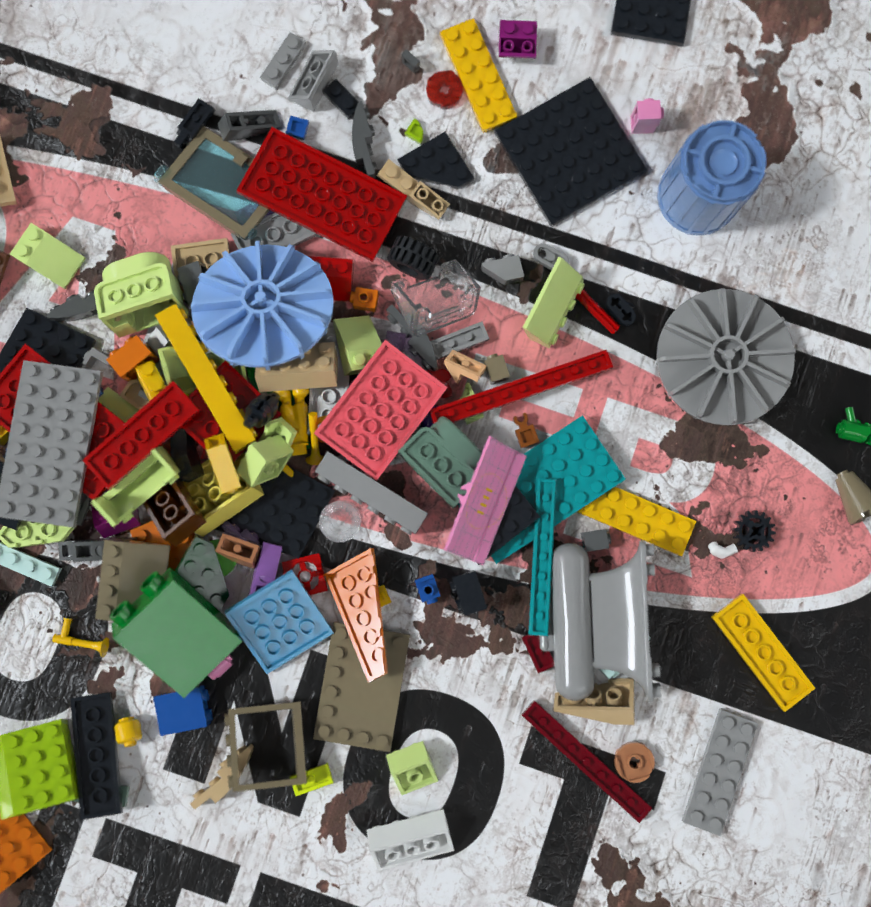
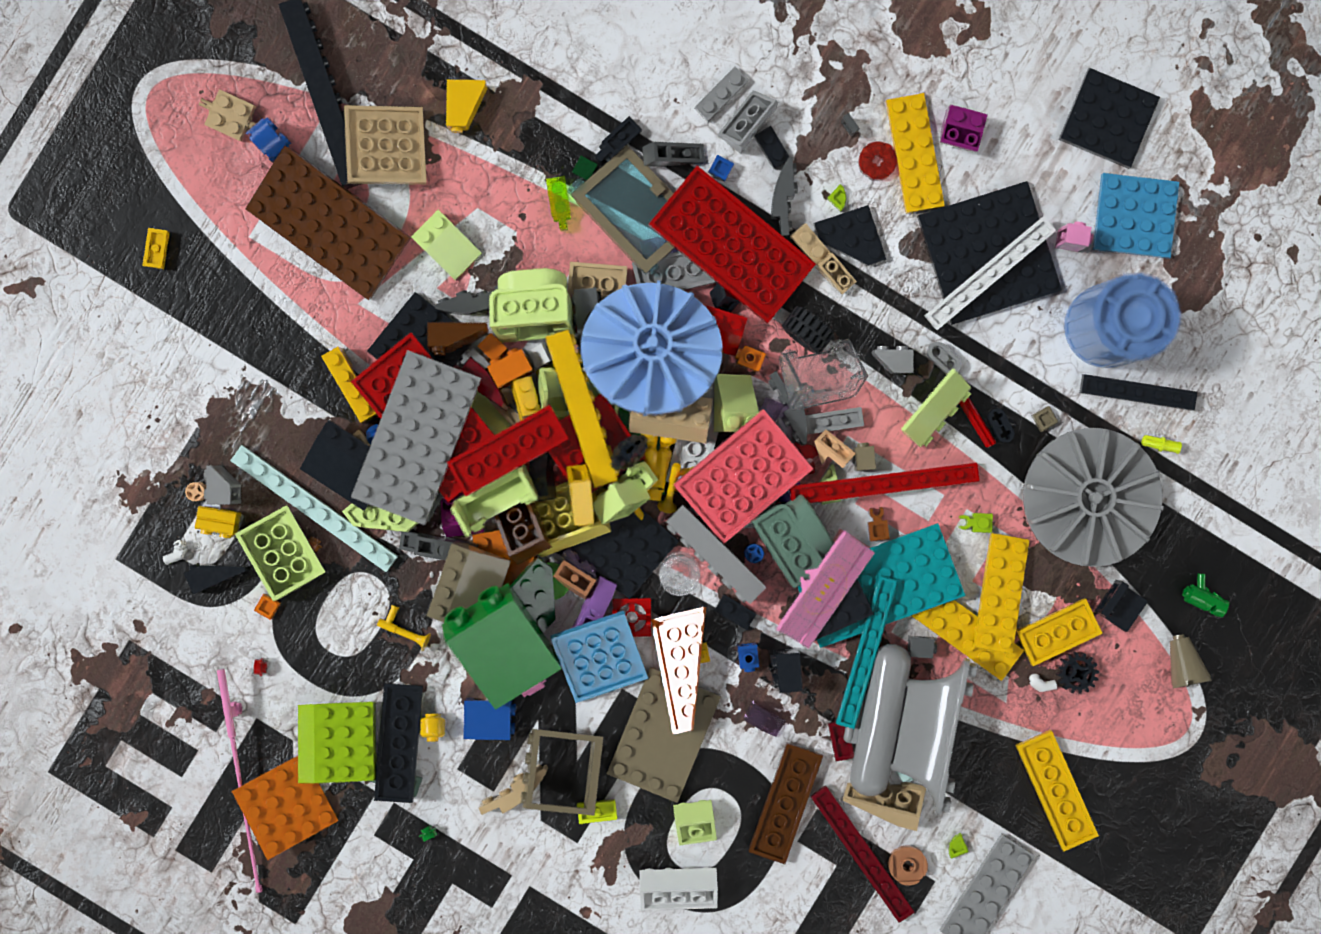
camera: 15 degrees right, 5 degrees up
(38, 120) = (463, 102): none -> yellow slope
(68, 338) = (449, 337): none -> reddish brown slope
(110, 341) = (493, 347): none -> orange panel
(111, 380) = (487, 385): none -> dark red slope
(145, 841) = (428, 833): none -> green plate
(149, 192) = (559, 201): none -> clear neon green hinge
(167, 156) = (584, 168): none -> dark green tile
(326, 248) = (723, 299): none -> black panel
(405, 547) = (735, 611): none -> black plate
(411, 483) = (756, 553): none -> blue wheel
(458, 647) = (764, 719): none -> clear purple slope
(498, 727) = (785, 803): none -> reddish brown plate
(574, 167) = (990, 273): none -> white plate
(623, 407) = (979, 522): none -> lime plate
(660, 470) = (1001, 593): none -> yellow plate
(661, 294) = (1044, 418): none -> dark tan tile
(678, 731) = (957, 846): none -> lime tile
(699, 87) = (1135, 215): none -> dark azure plate
(725, 495) = (1058, 632): none -> yellow plate
(744, 249) = (1138, 392): none -> black plate
(778, 293) = (1161, 444): none -> neon yellow axle
(779, 456) = (1121, 605): none -> black bracket

